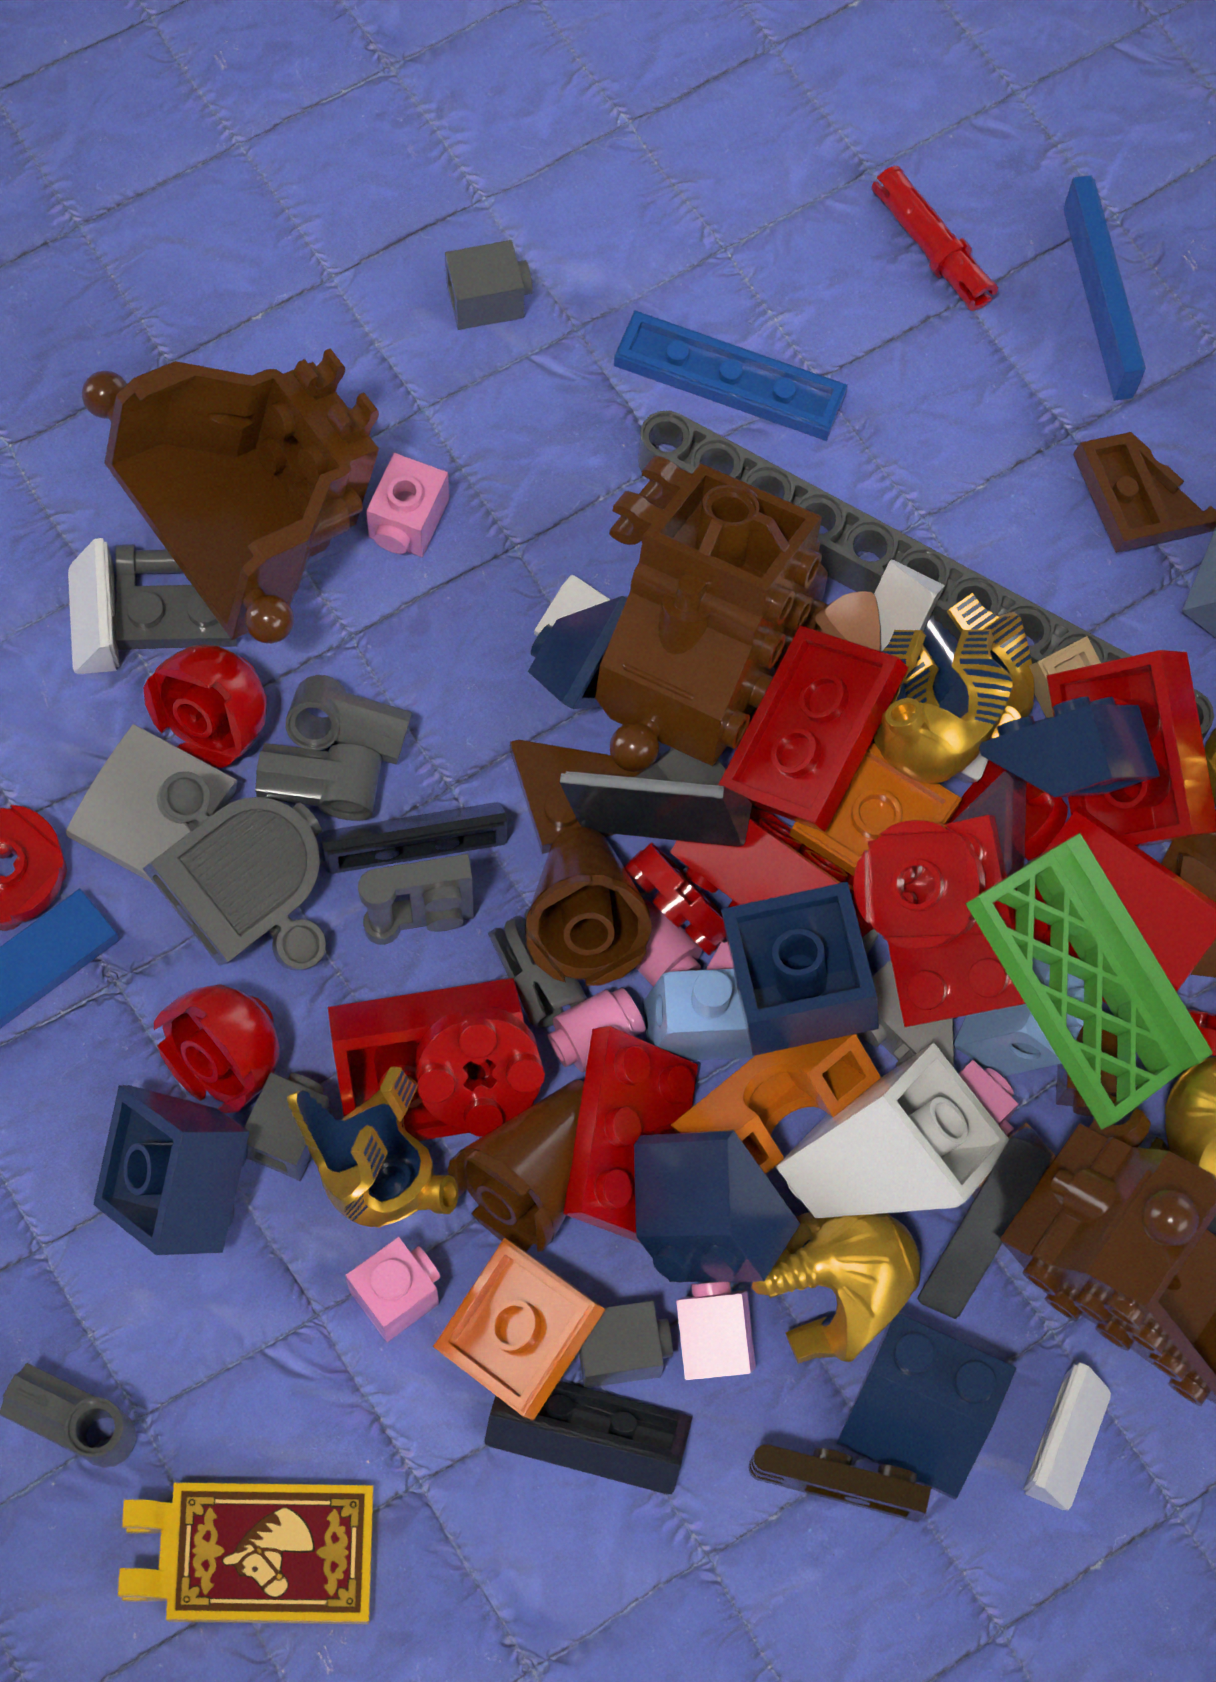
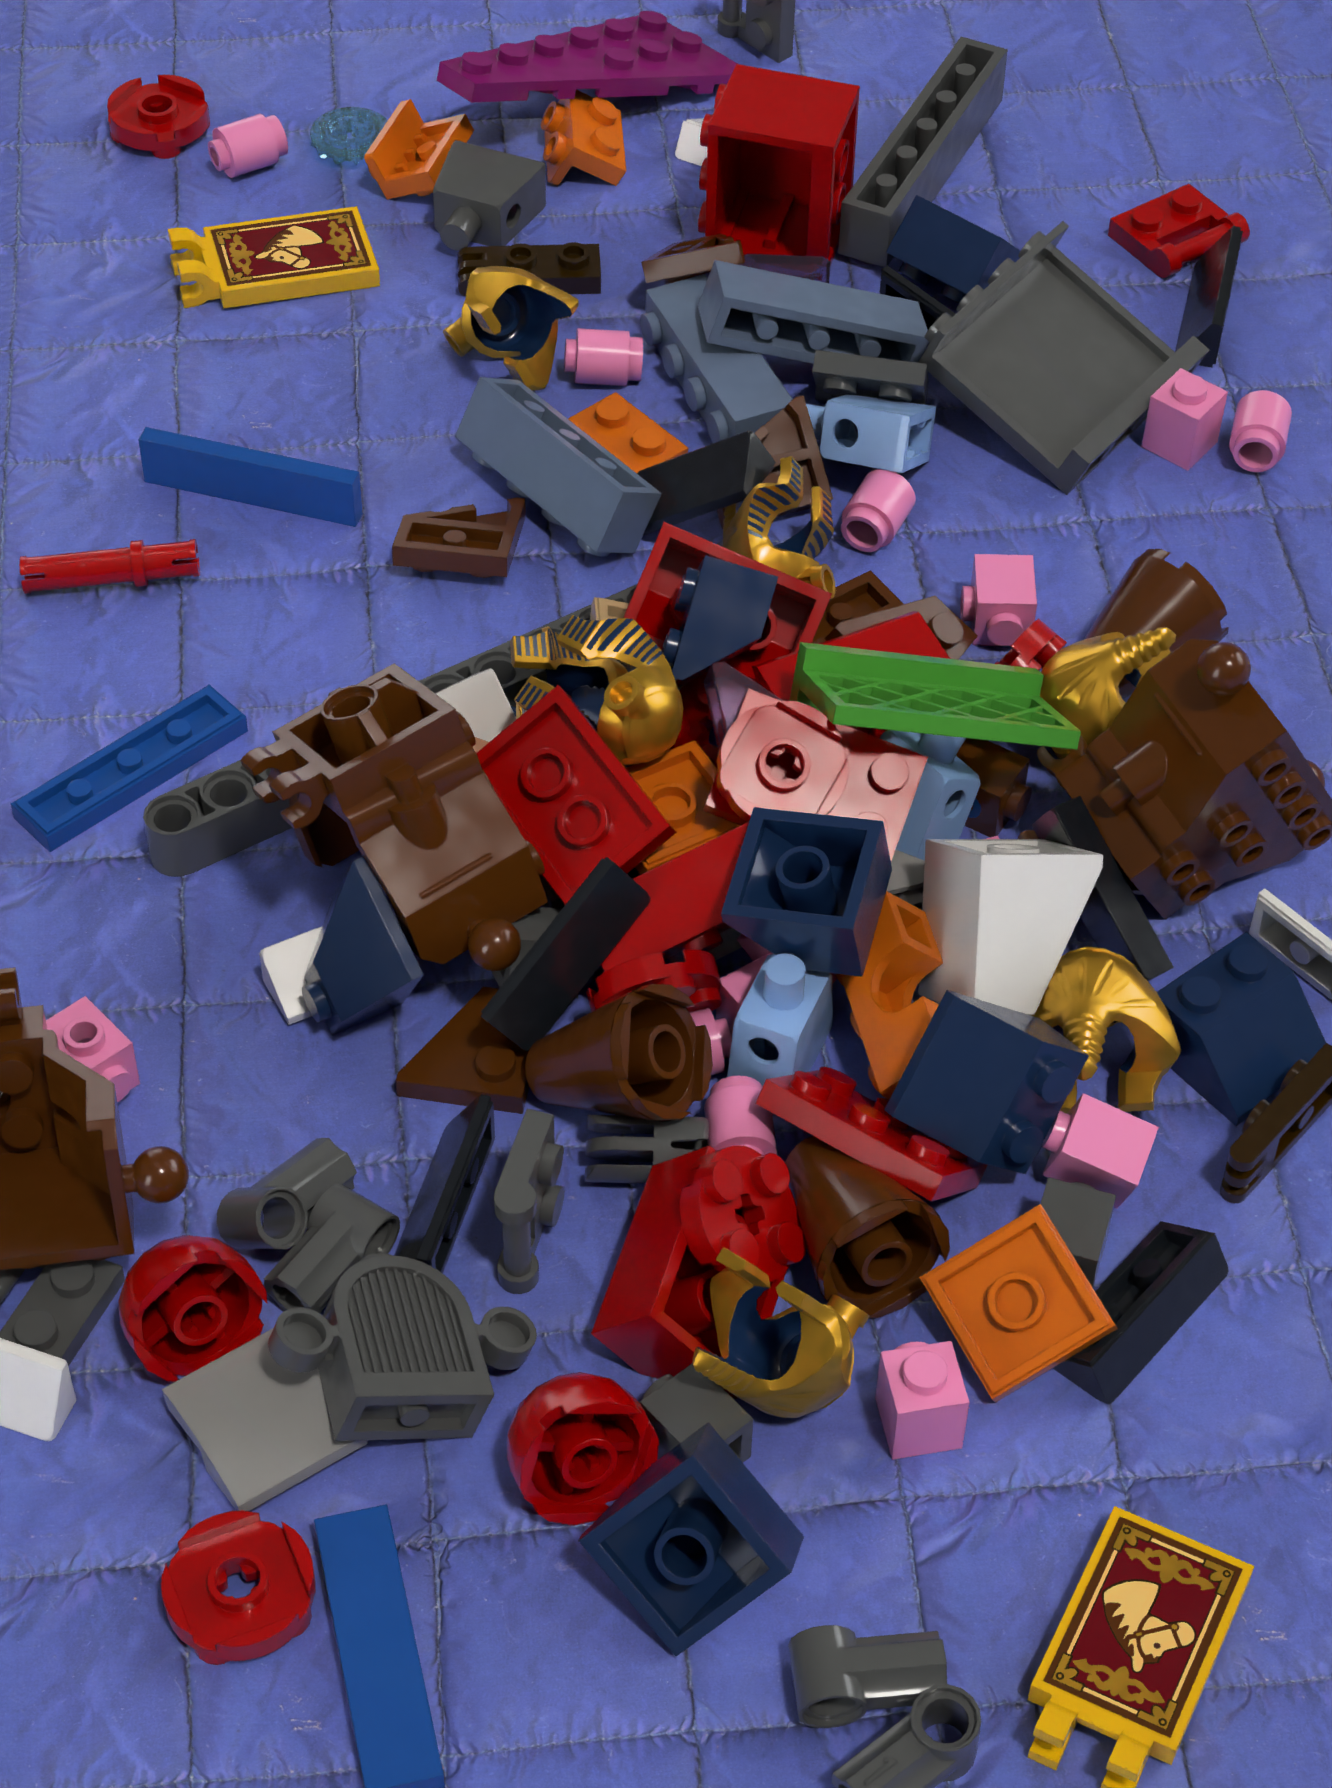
camera: 60 degrees left, 20 degrees down
(123, 1341) = (847, 1675): none -> dark grey piece

